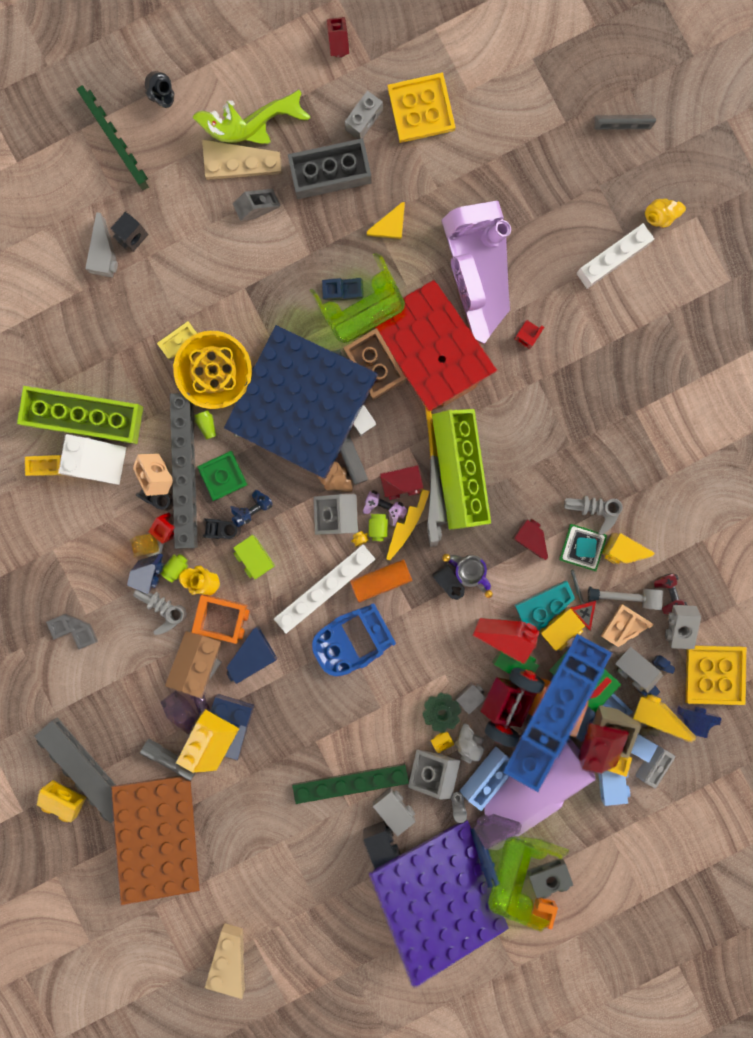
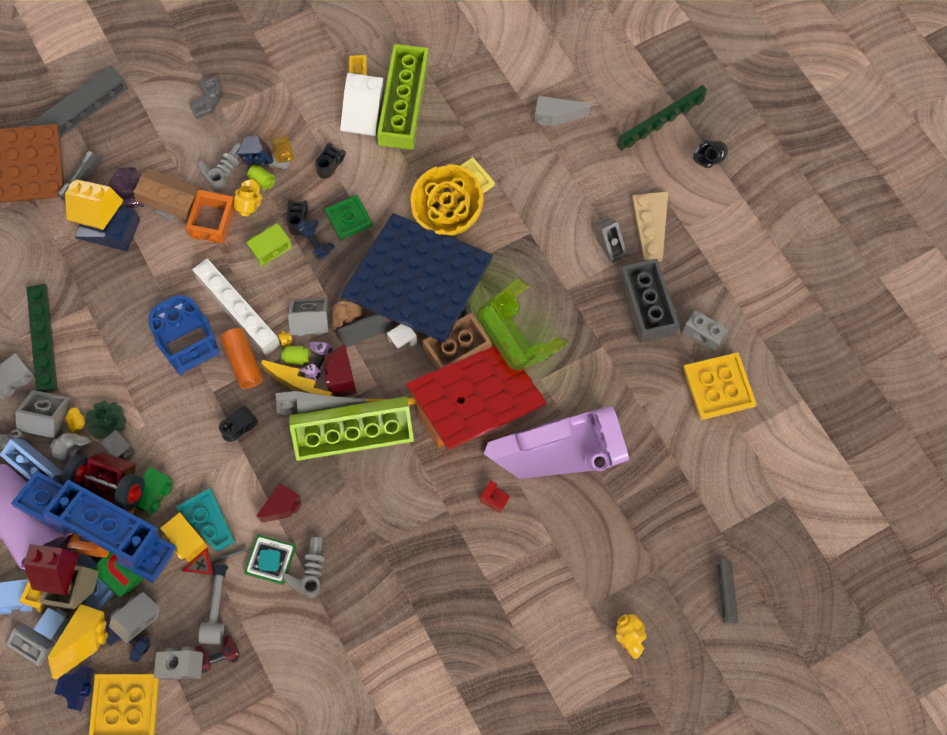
camera: 85 degrees right, 20 degrees down
(60, 801) = (50, 88): yellow slope -> none
(128, 232) = (574, 129): black brick -> none
(152, 474) = (348, 153): light nougat brick -> none
(162, 529) = (296, 164): red panel -> none
(183, 471) = (348, 182): dark grey brick -> none
(206, 424) = (397, 200): lime cone -> none
(251, 657) = (174, 244): dark blue slope -> none
(253, 126) = (680, 217): lime piece -> none
(338, 37) = (780, 306): dark red slope -> none
(342, 289) = (533, 318): dark blue slope -> none
(390, 225) = (599, 362): yellow tile -> none
(470, 571) = (246, 442): flat silver piece -> none
(508, 636) = (177, 477): red slope -> none
(615, 256) = (580, 583): white brick -> none
(624, 550) = (264, 597): yellow slope -> none
(624, 626) = (183, 605): light nougat wing -> none

